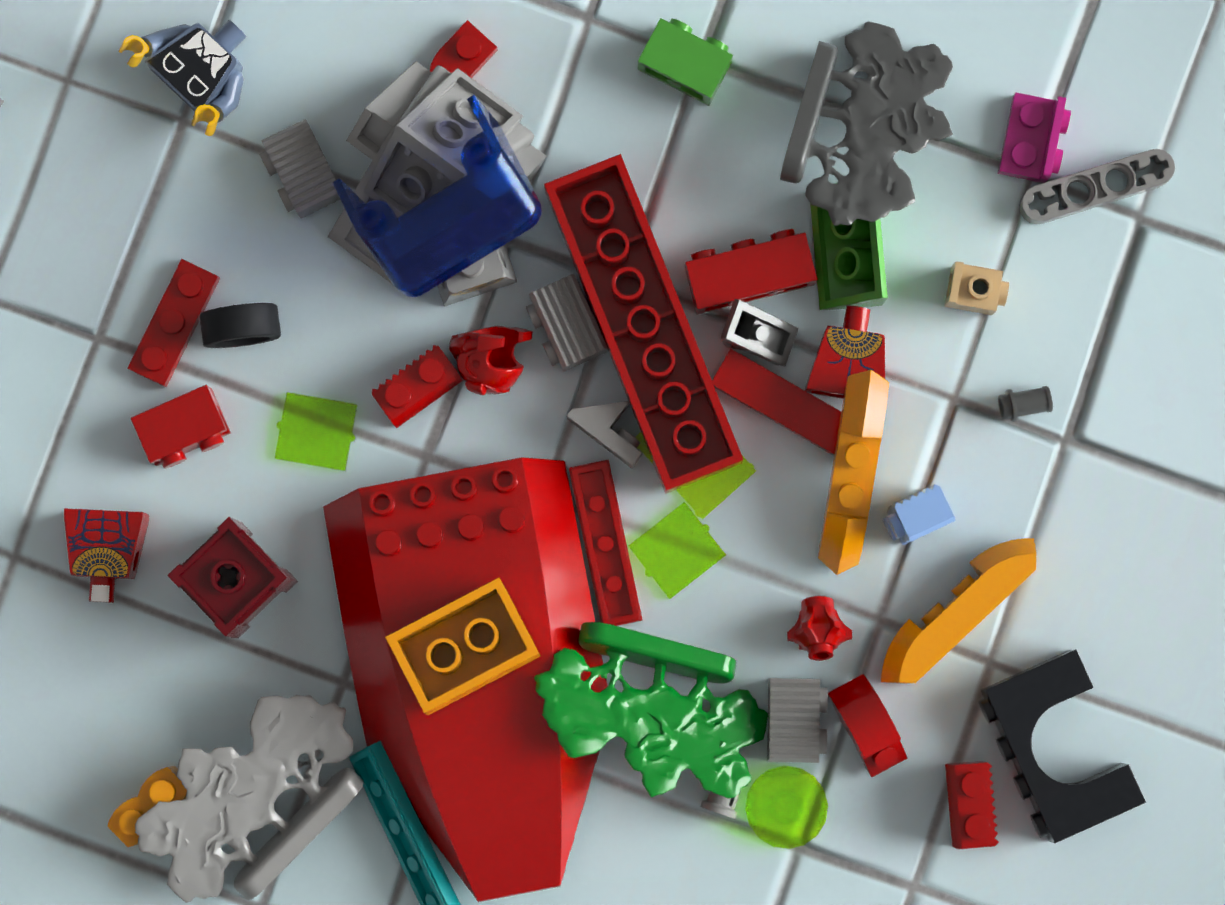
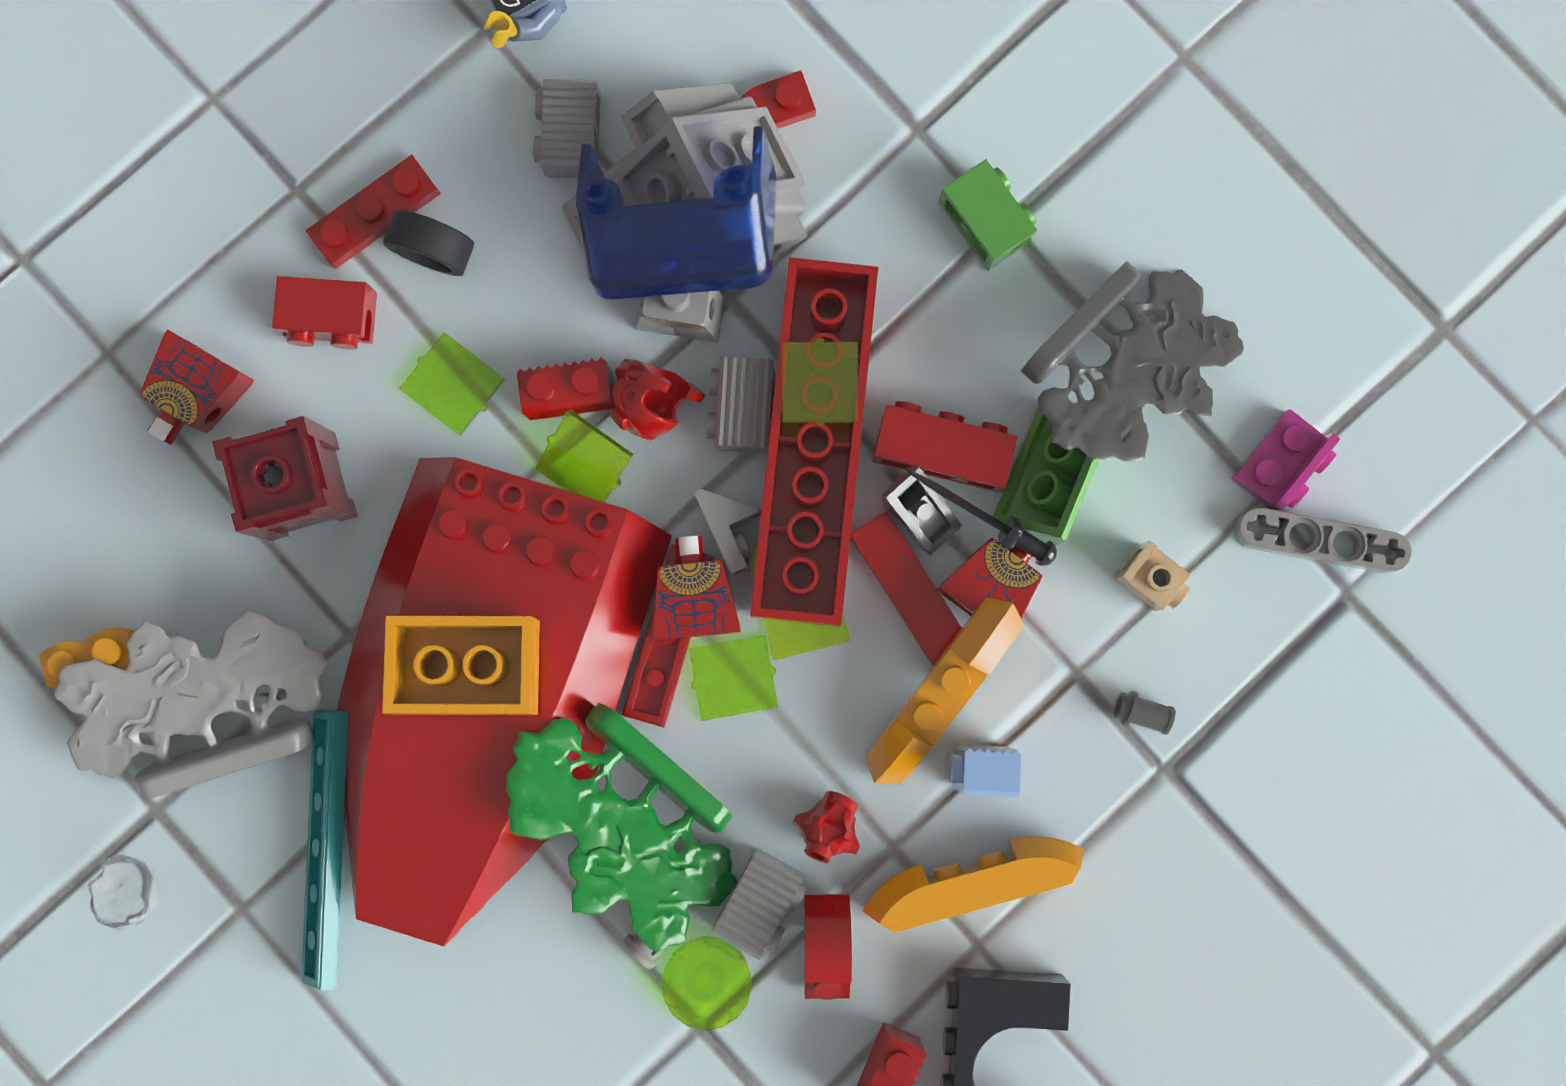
camera: 25 degrees right, 0 degrees up
(460, 436) = (583, 459): none -> clear neon green piece
(612, 499) = (693, 596): none -> torso
(623, 273) = (820, 382): none -> clear neon green piece
(840, 314) = (1010, 534): none -> black sword

